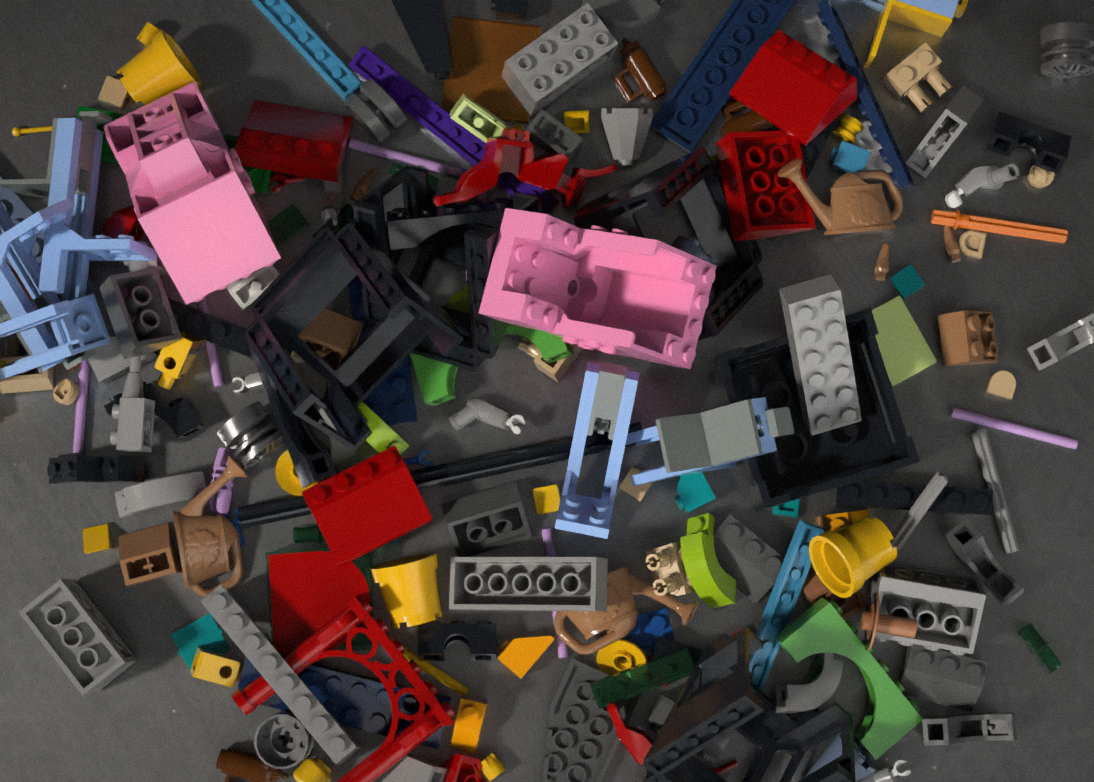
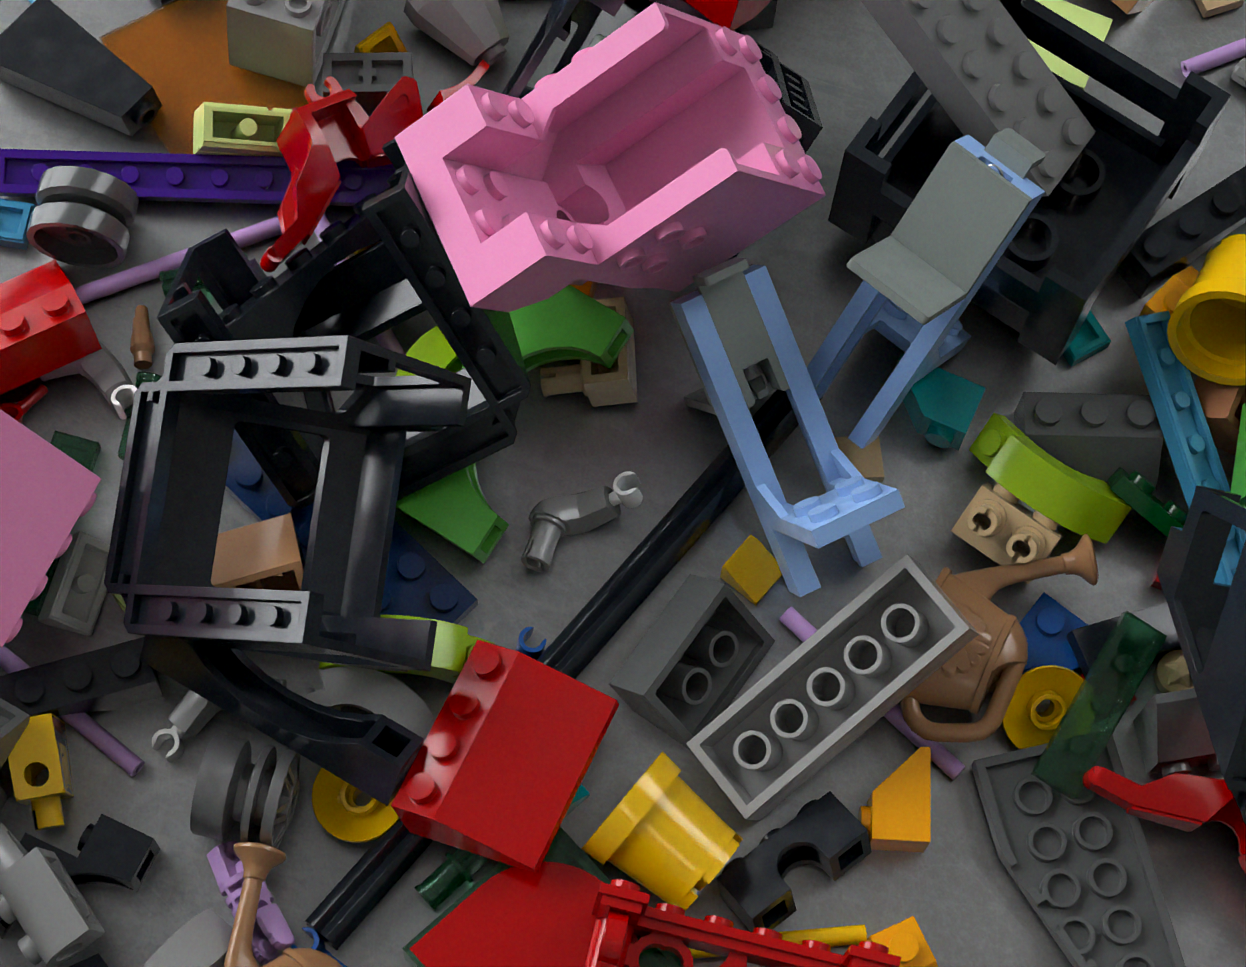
camera: 45 degrees left, 15 degrees down
(743, 604) = (1137, 492): none -> dark green plate

